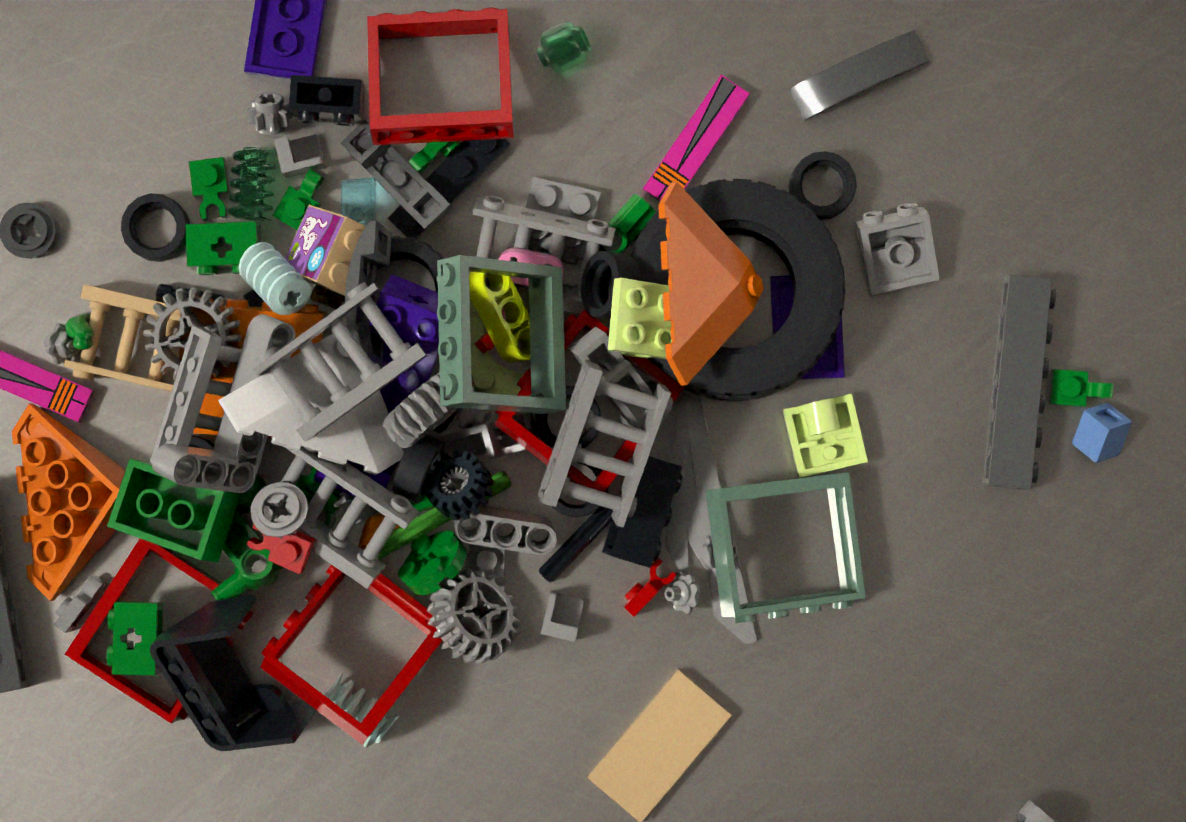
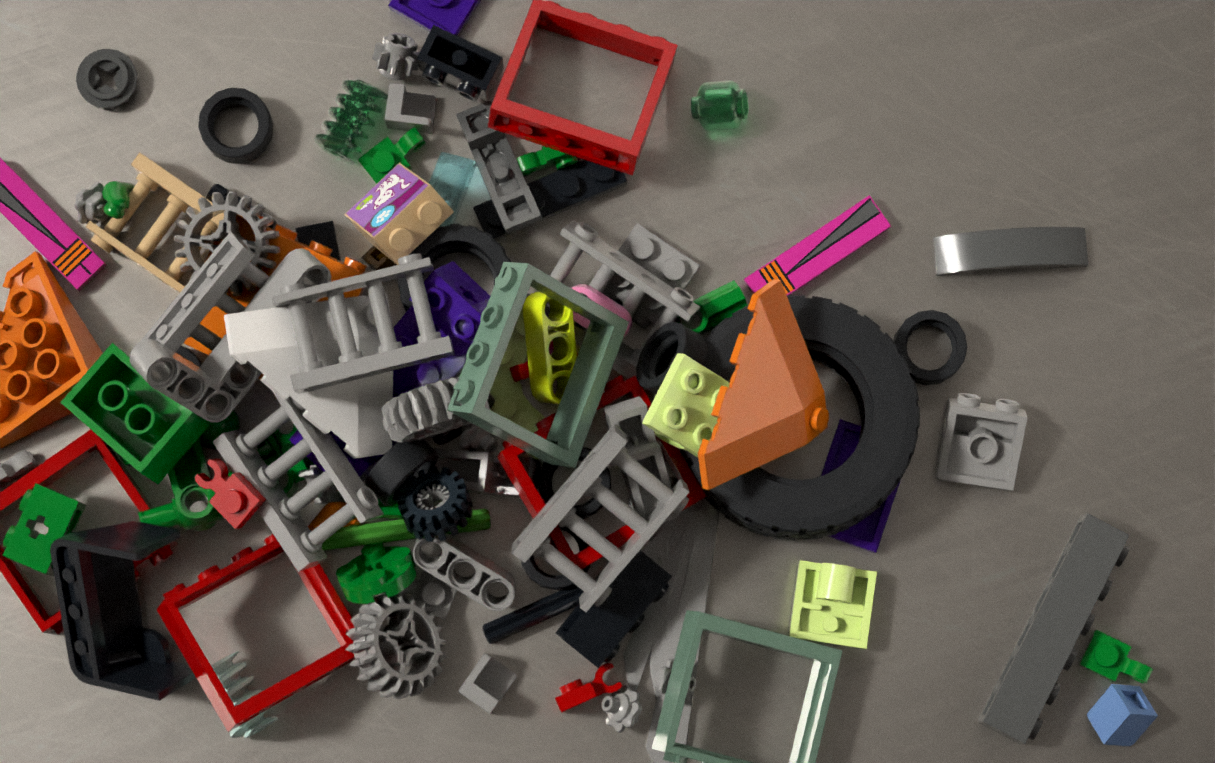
camera: 25 degrees right, 5 degrees down
(205, 238) = (280, 156): green brick -> none
(209, 181) = (309, 101): green plate -> none
(274, 279) = (333, 221): light aqua piece -> none
(274, 496) = (242, 439): light grey gear -> none
(370, 252) = (439, 231): dark grey slope -> none

